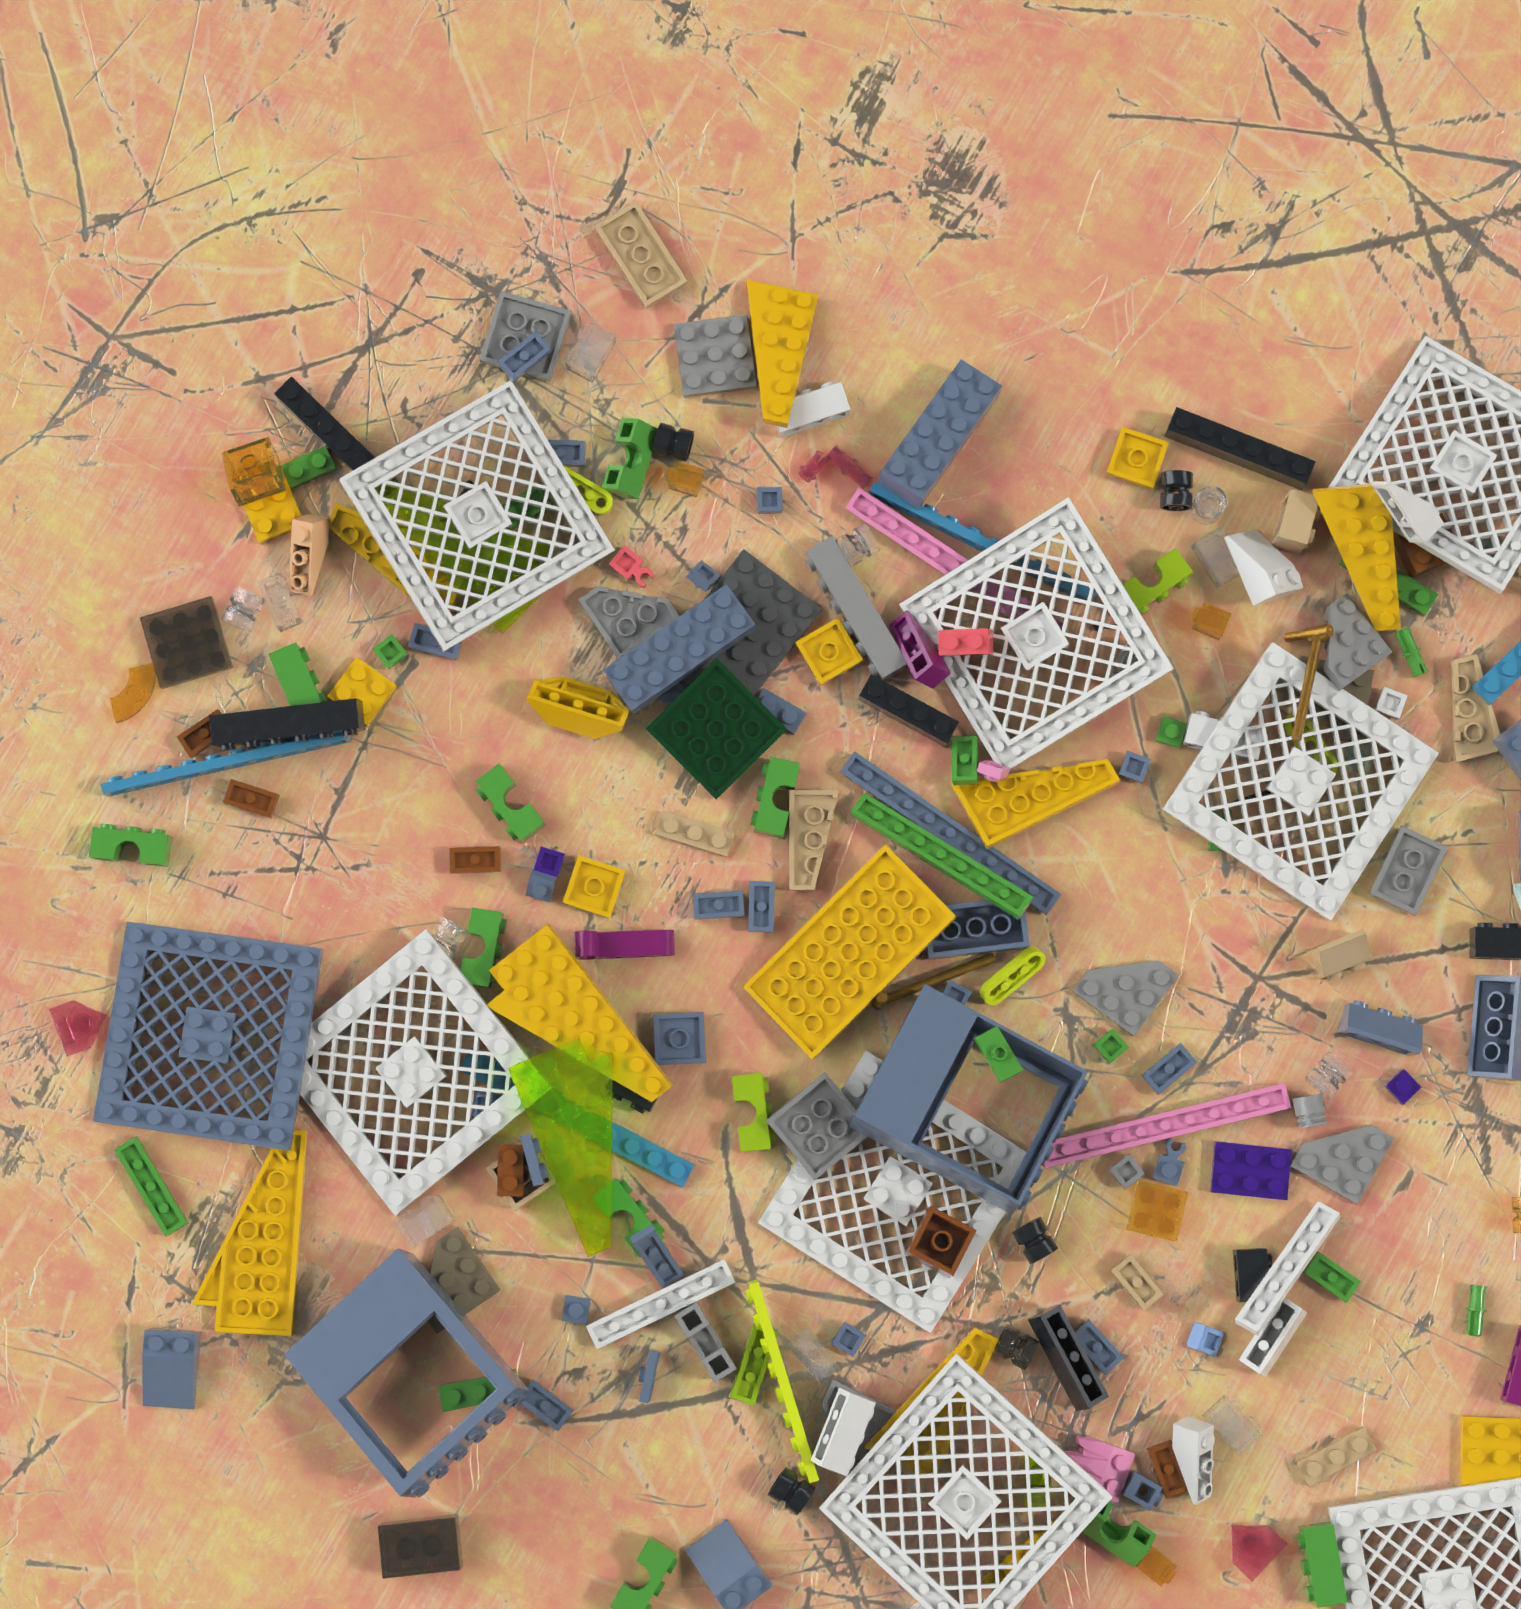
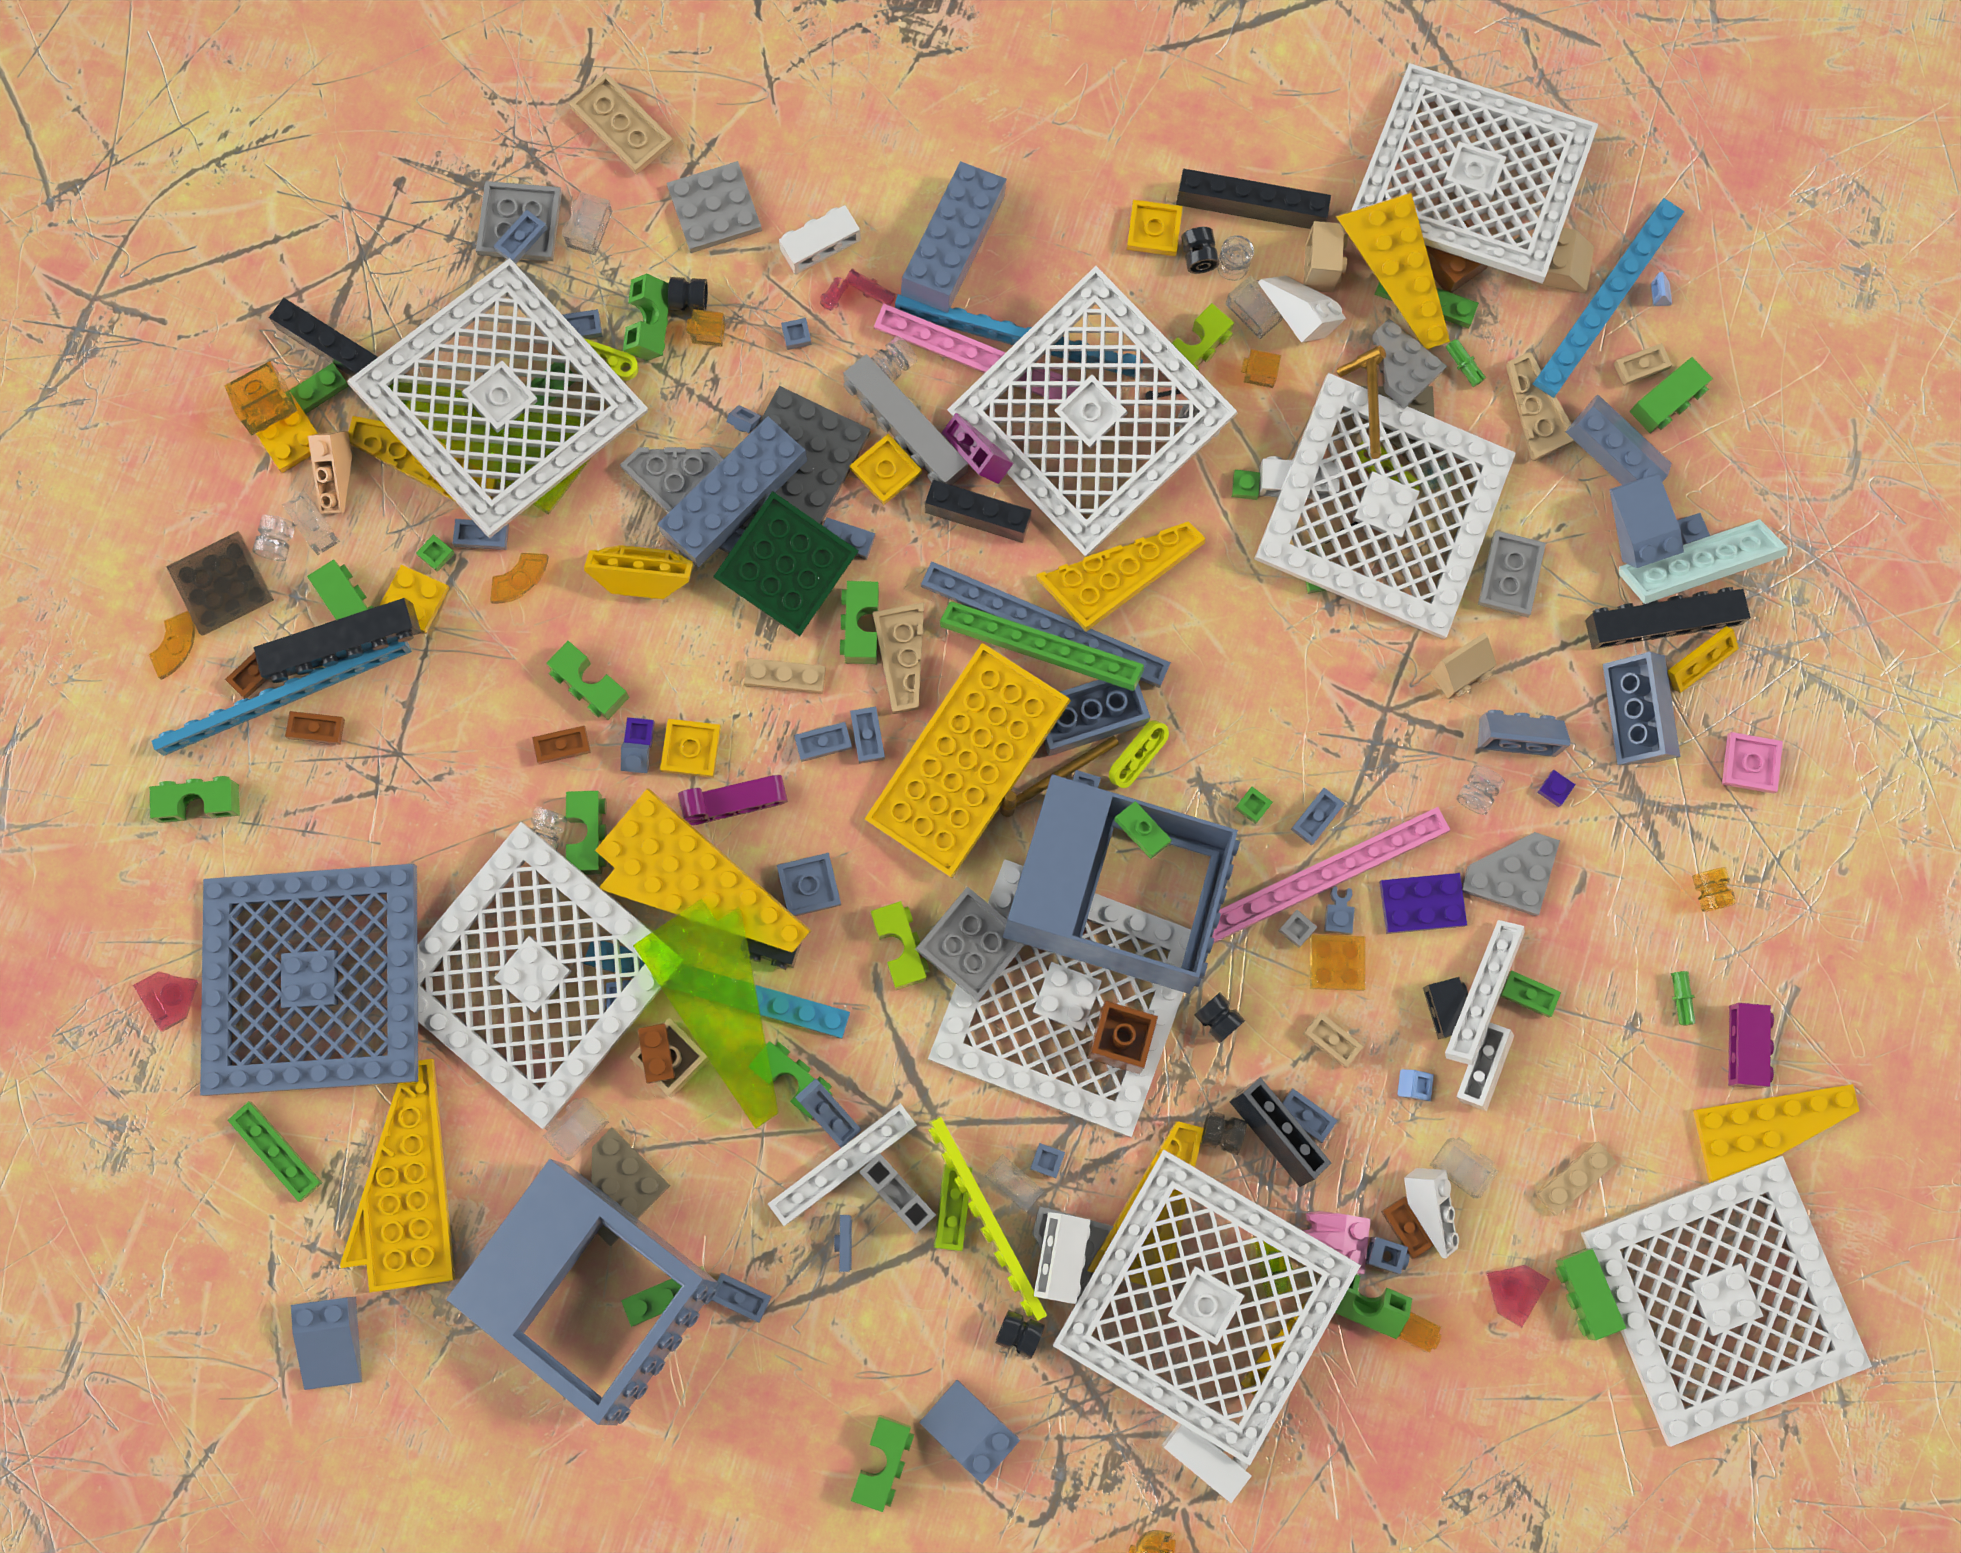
camera: 20 degrees left, 5 degrees down
(420, 1546) = (633, 1478): clear smoke brick -> none
(465, 691) = (520, 579): none -> clear yellow tile
(537, 1170) = (684, 1046): sand blue plate -> none
(576, 1309) = (754, 1189): sand blue plate -> none
(628, 565) = (666, 422): coral plate -> none
(780, 337) = (776, 176): yellow wing -> none
(964, 760) = (1045, 549): bright green plate -> none
(965, 642) = (1022, 429): coral brick -> none
(992, 770) = (1076, 553): bright pink plate -> none
(1126, 992) = (1257, 748): light grey plate -> none
(1134, 767) = (1217, 524): sand blue plate -> none
(1310, 1111) = (1470, 829): light grey piece -> none
(1390, 703) = (1457, 414): white plate -> none
(1414, 516) = (1436, 214): white slope -> none

